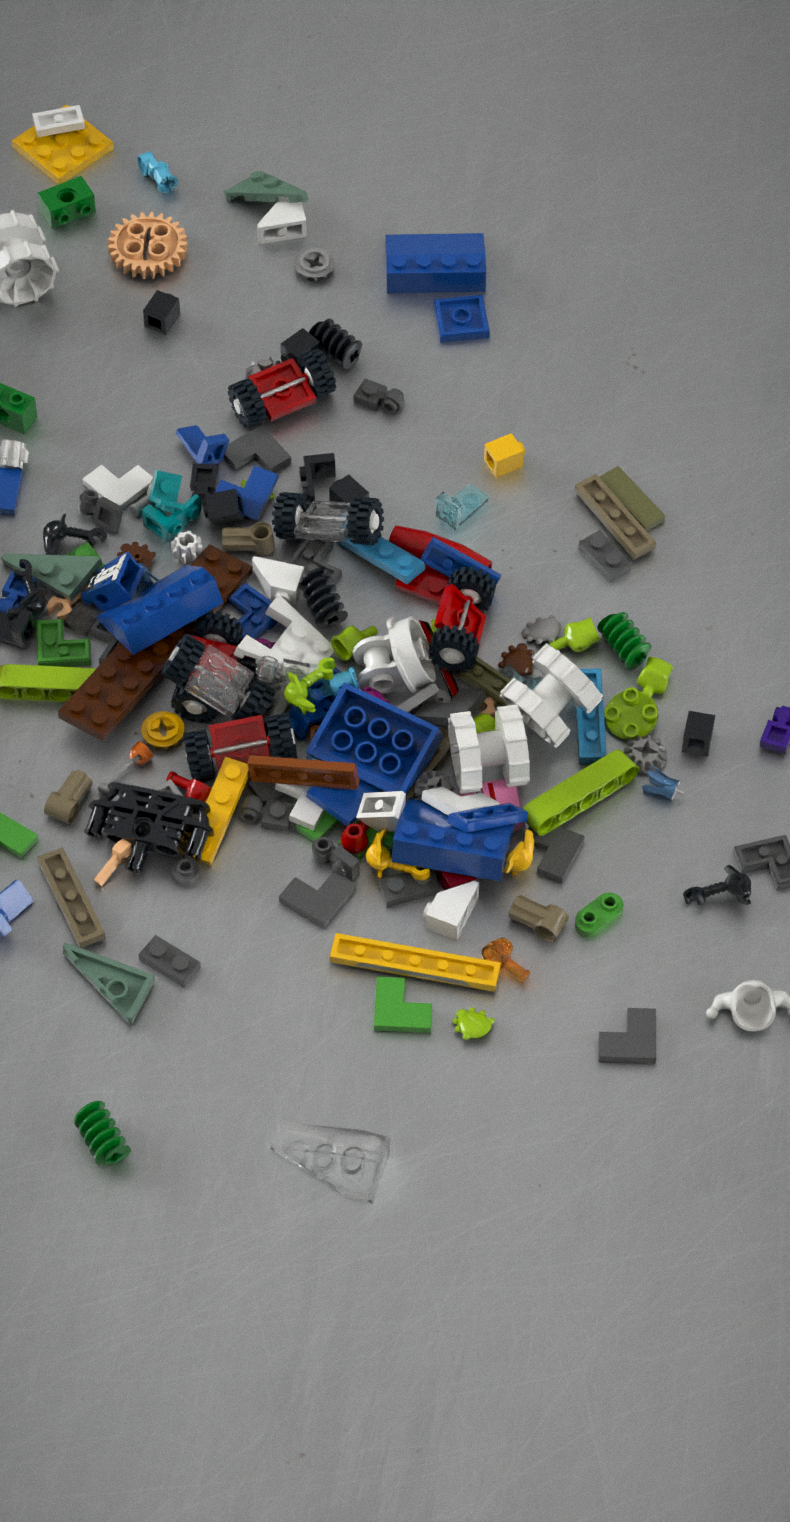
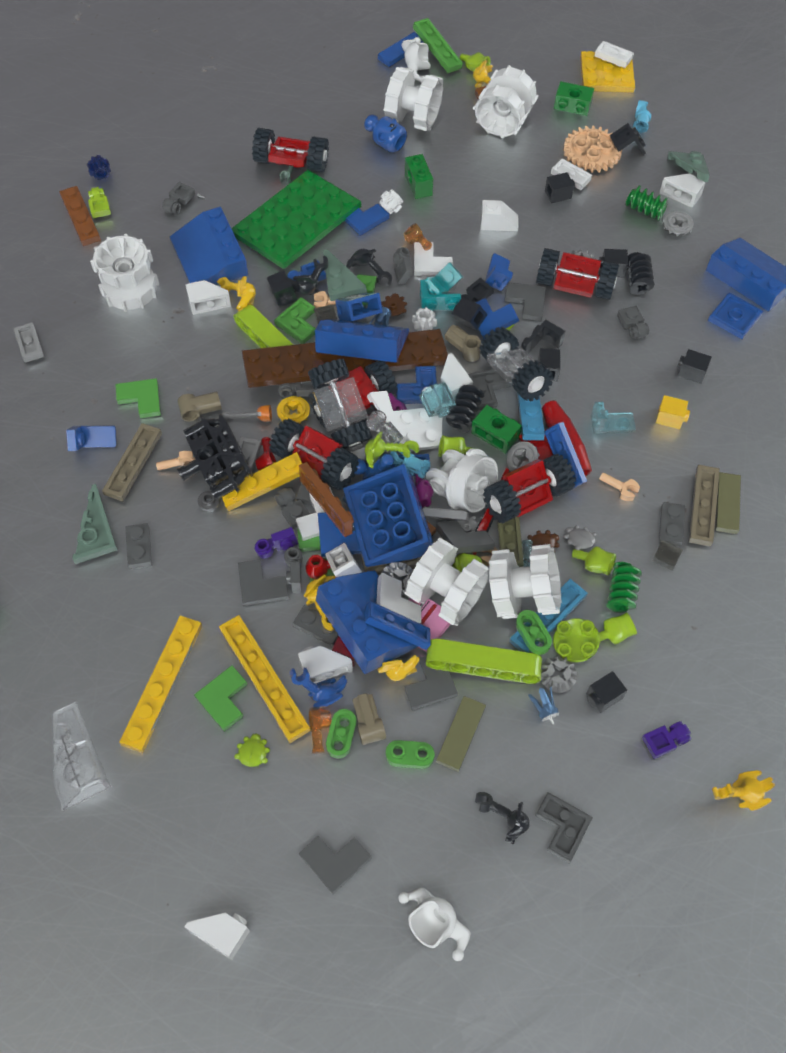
camera: 45 degrees right, 5 degrees up
(74, 471) = (414, 234): none -> clear orange bar
(134, 390) = (498, 216): none -> white slope
(145, 287) = (579, 176): none -> white plate
(150, 702) = (302, 389): none -> dark grey plate
(176, 208) = (625, 136): none -> black bracket
(265, 263) = (647, 203): none -> green piece
(296, 845) = (280, 540): none -> dark purple plate
(297, 608) = (437, 400): none -> clear light blue brick
(333, 1043) = (160, 684): none -> yellow plate
(369, 594) = (502, 437): none -> green brick
(412, 595) = (521, 449): none -> light grey gear
(475, 929) = (324, 692): none -> blue piece
(478, 396) = (694, 366): none -> black brick
(530, 557) = (622, 486): none -> light nougat bar
(531, 947) = (341, 734): none -> bright green plate
(596, 734) = (535, 633): none -> bright green plate
(607, 1159) = (221, 932): none -> white slope
(620, 864) = (461, 733): none -> olive tile
(628, 585) = (667, 555): none -> clear smoke tile

